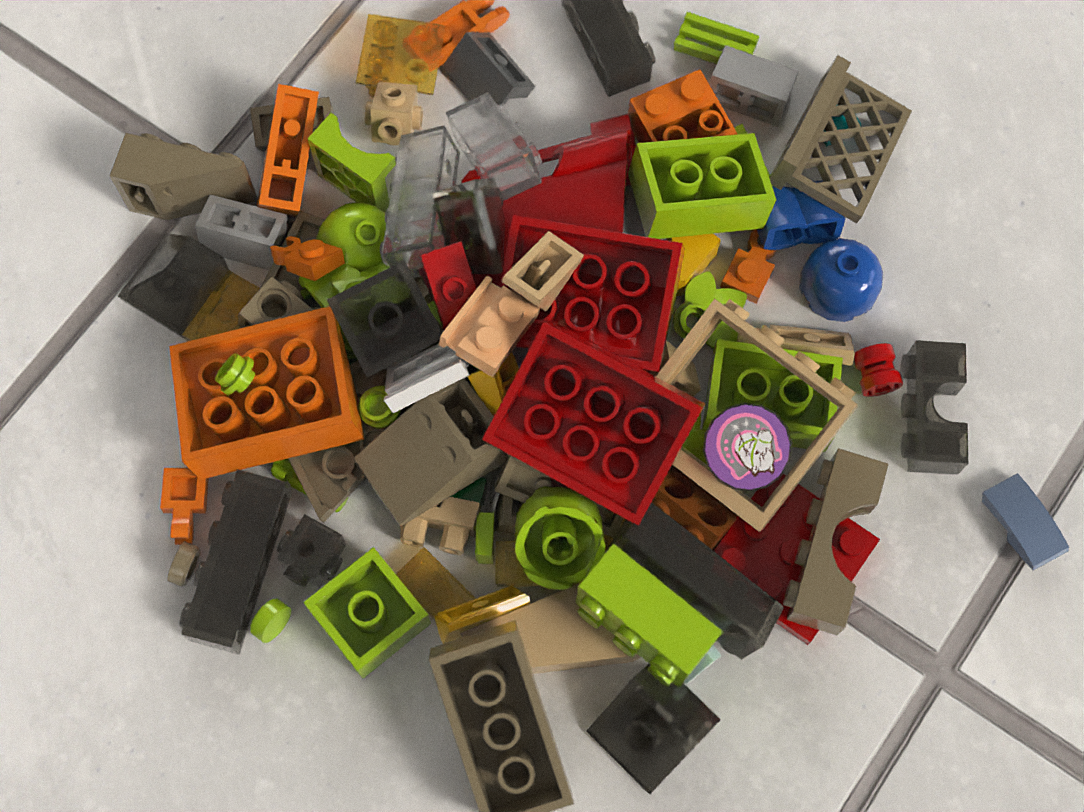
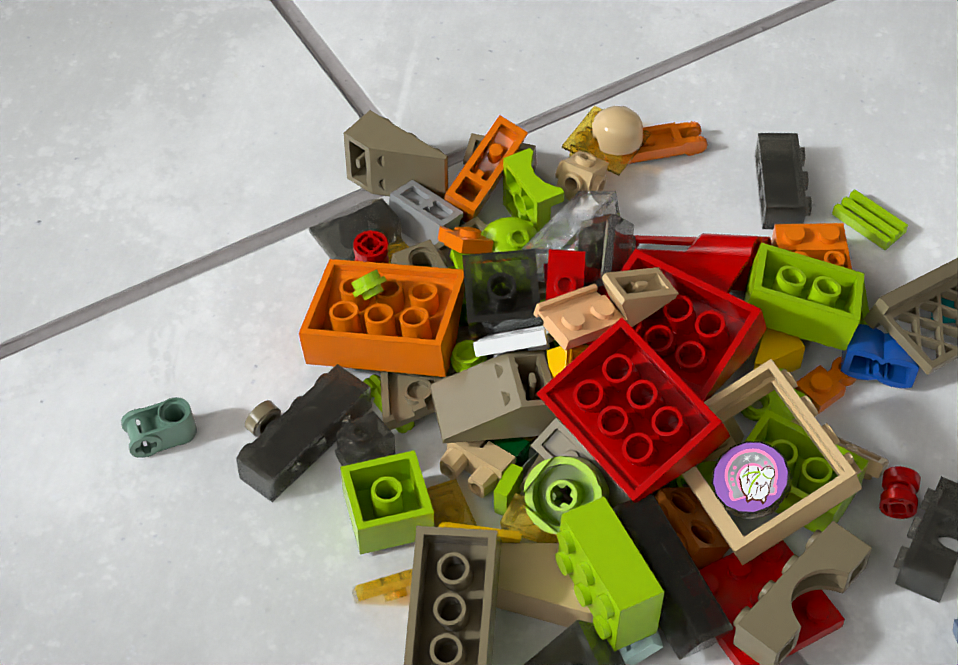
camera: 25 degrees right, 20 degrees down
(66, 631) = (159, 427): none -> sand green piece
(183, 496) = (284, 374): orange plate -> none
(214, 320) = (371, 247): none -> red wheel
(270, 620) = (308, 482): lime tile -> none
(411, 709) = (391, 587): none -> clear yellow plate
(412, 42) = (618, 130): none -> tan hair
(484, 66) = (669, 177): dark grey panel -> none
(495, 145) = (652, 218): clear brick -> none
(752, 85) = (884, 255): light grey hinge -> none
(841, 279) = (899, 418): blue cylinder -> none

